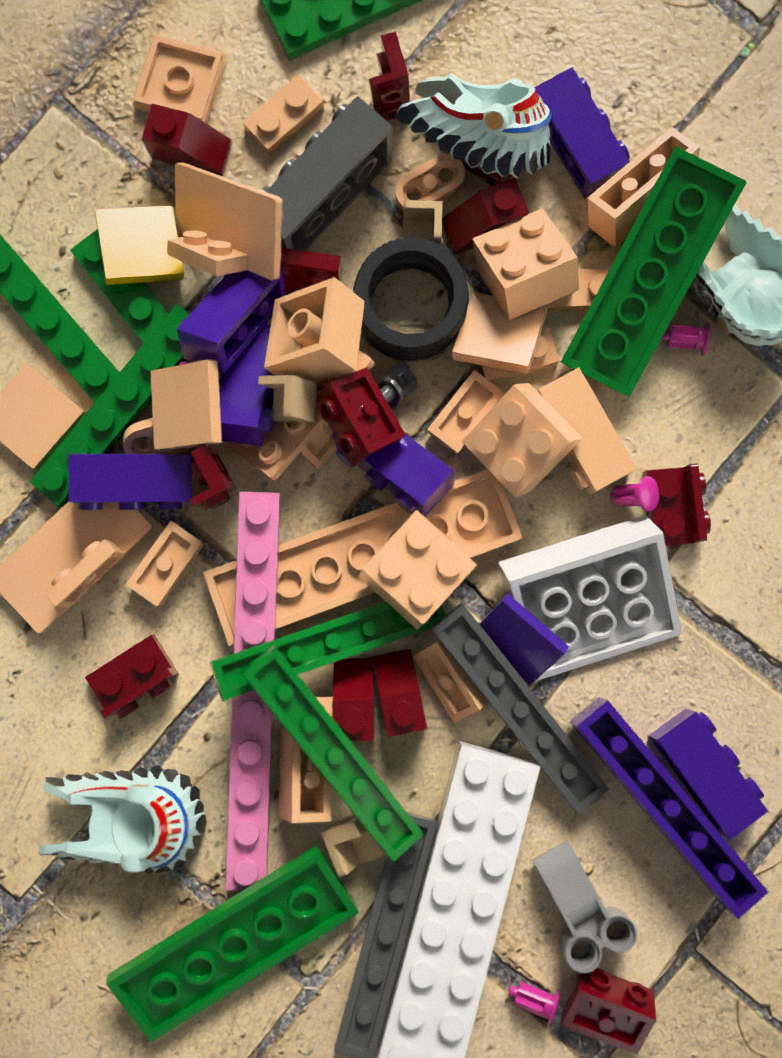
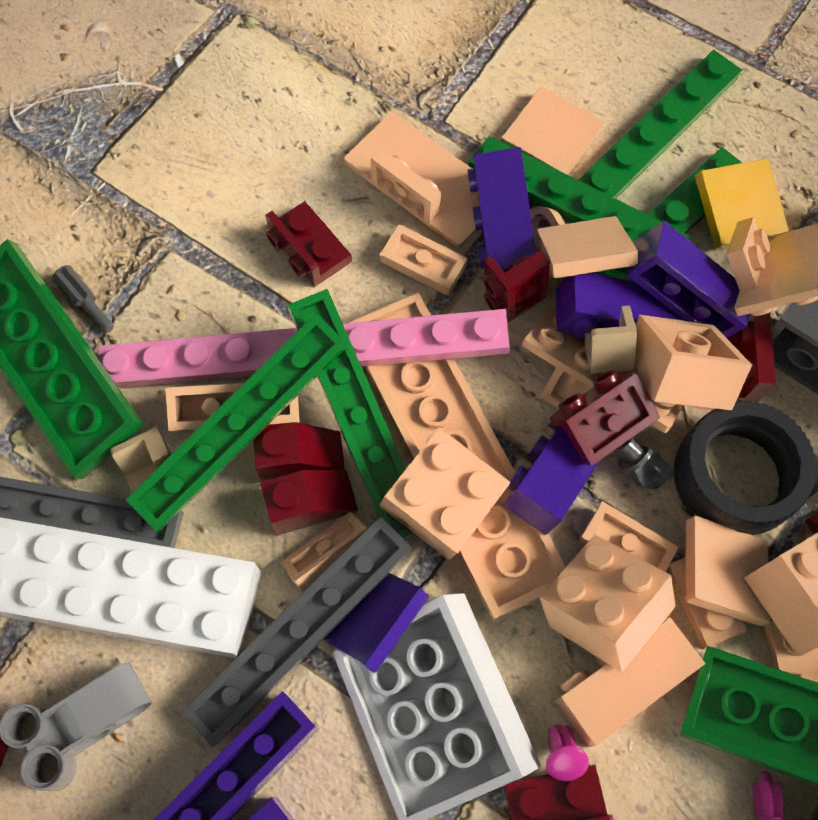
camera: 85 degrees right, 15 degrees down
(136, 820) = (168, 256): light aqua piece -> none
(167, 908) = (80, 295): none -> dark grey axle

